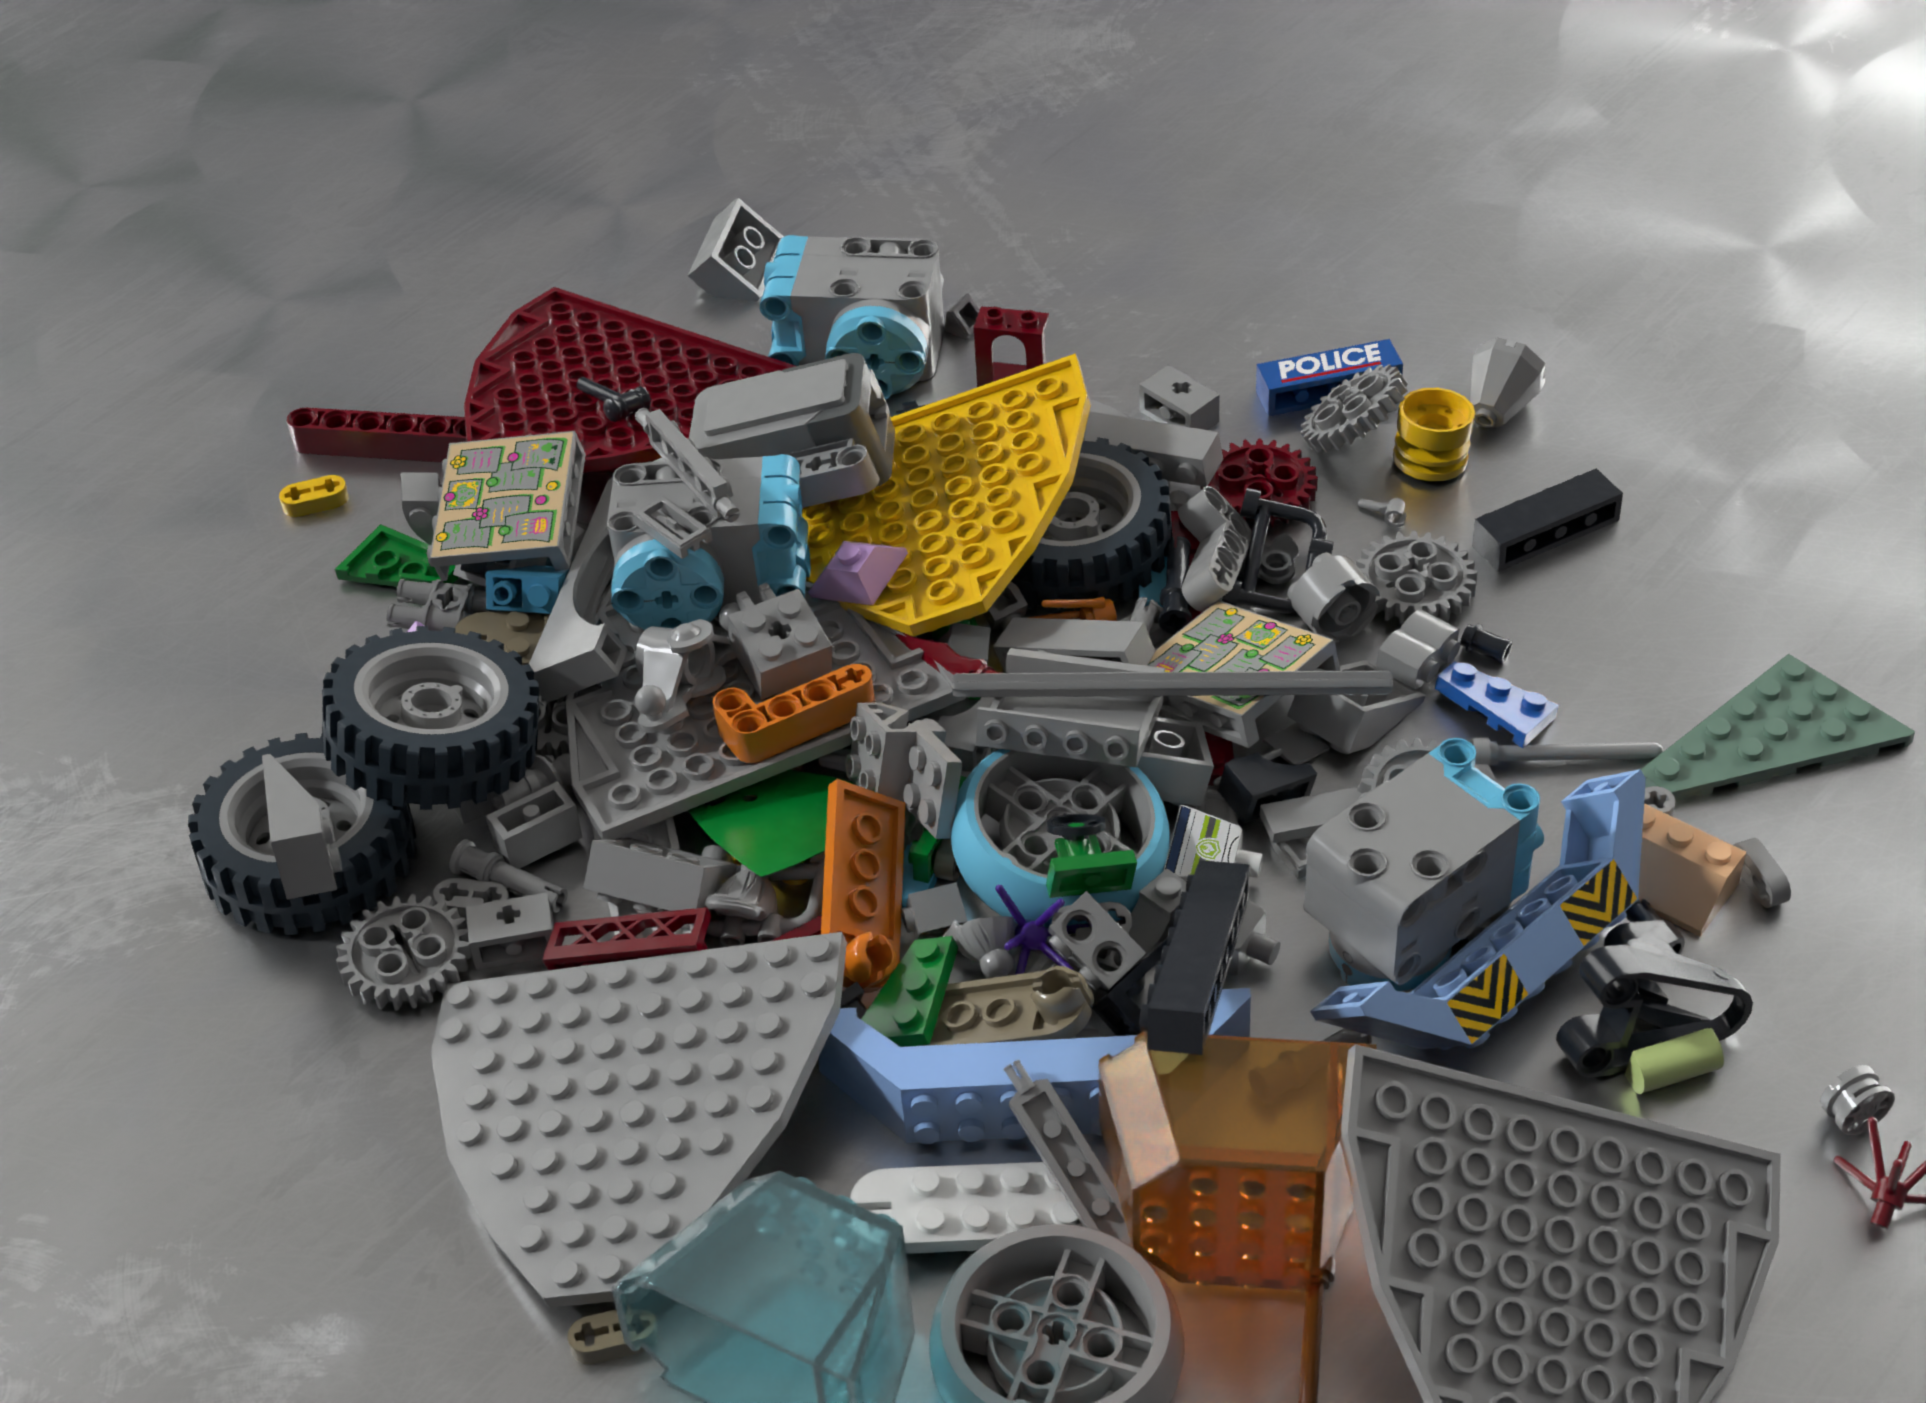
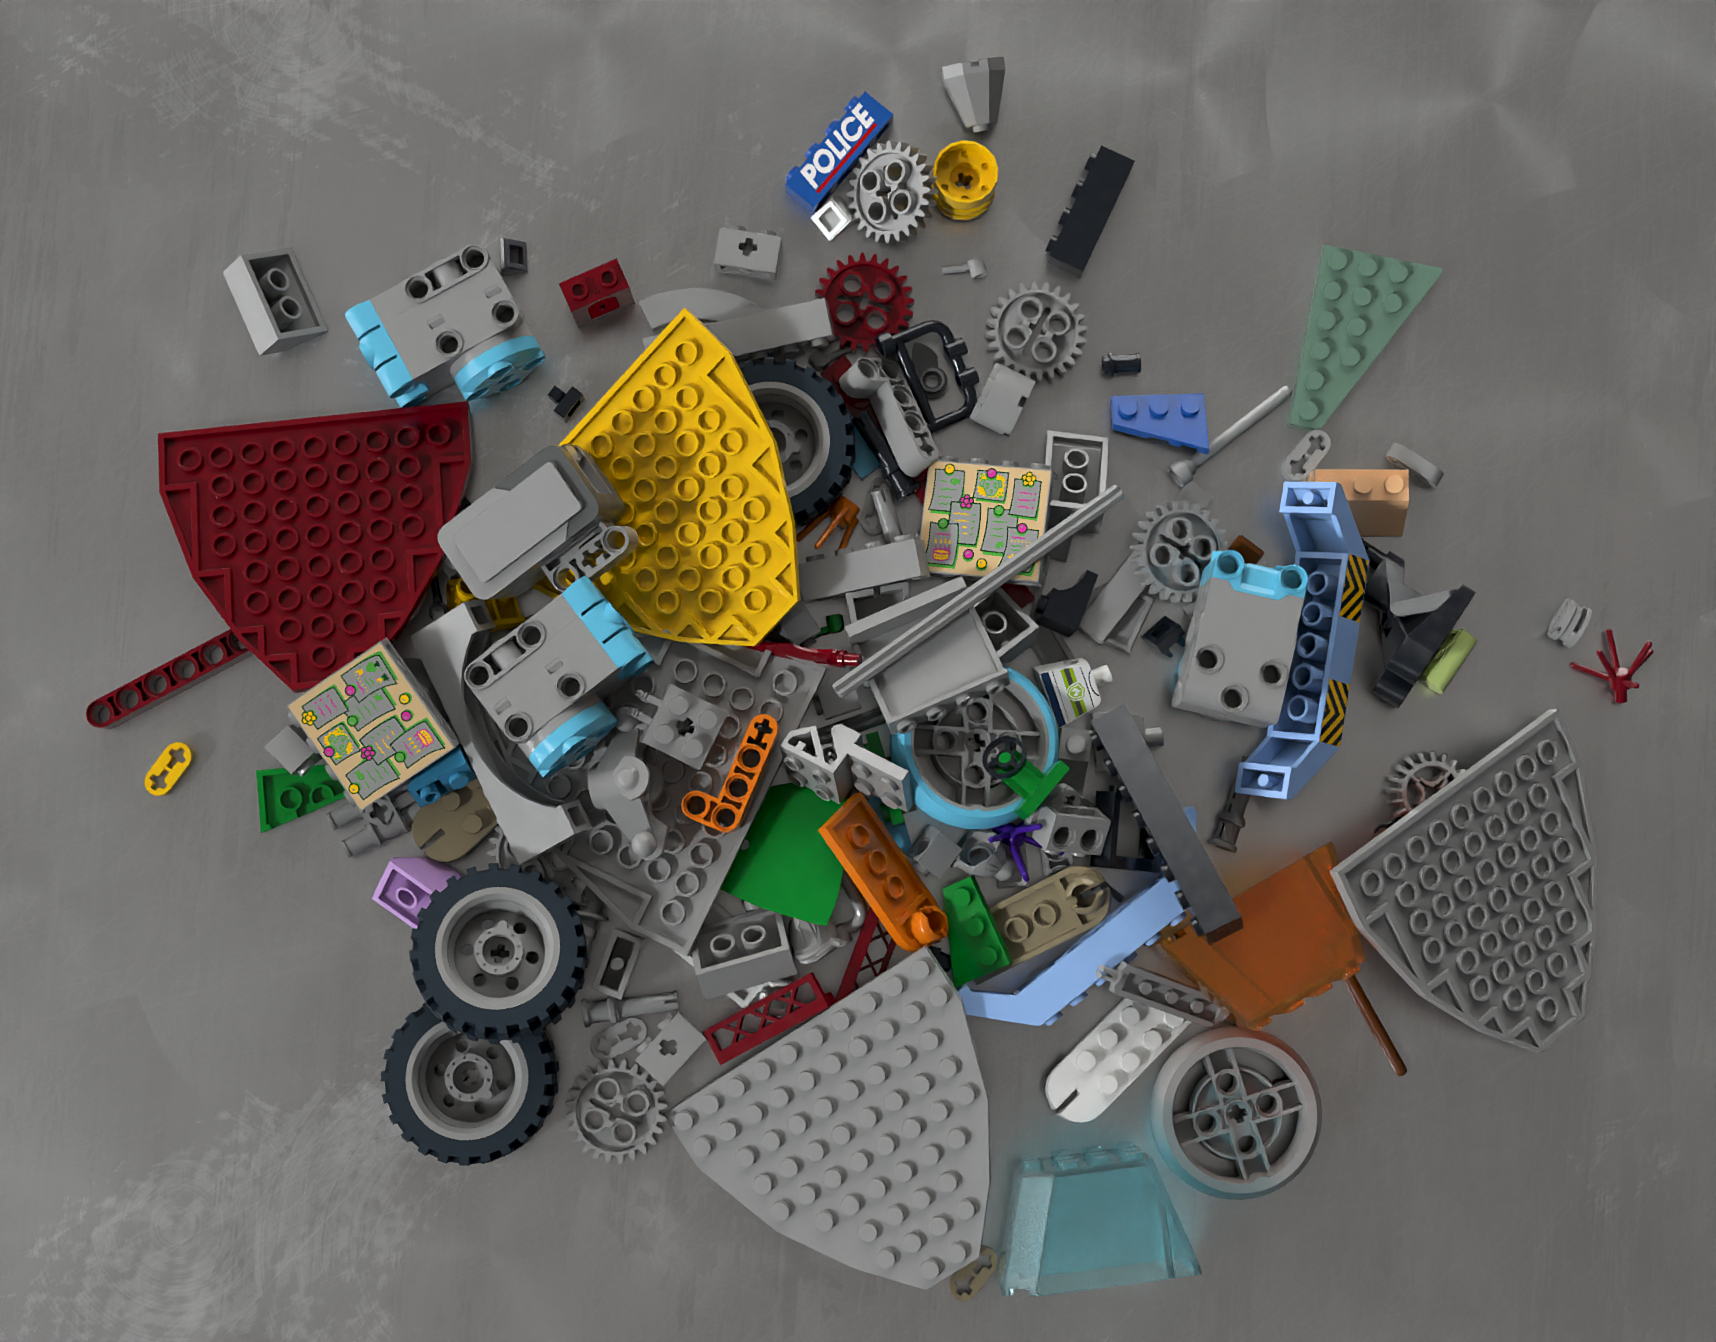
camera: 45 degrees left, 40 degrees up
(299, 835) = (514, 1120): light grey slope -> none
(616, 405) = (362, 560): black piece -> none
(666, 530) = (591, 720): light grey tile -> none
(688, 463) = (513, 641): light grey plate -> none
(858, 572) = (672, 611): lavender slope -> none
(1284, 421) = (833, 217): none -> white slope
(1418, 649) = (1083, 404): light grey brick -> none

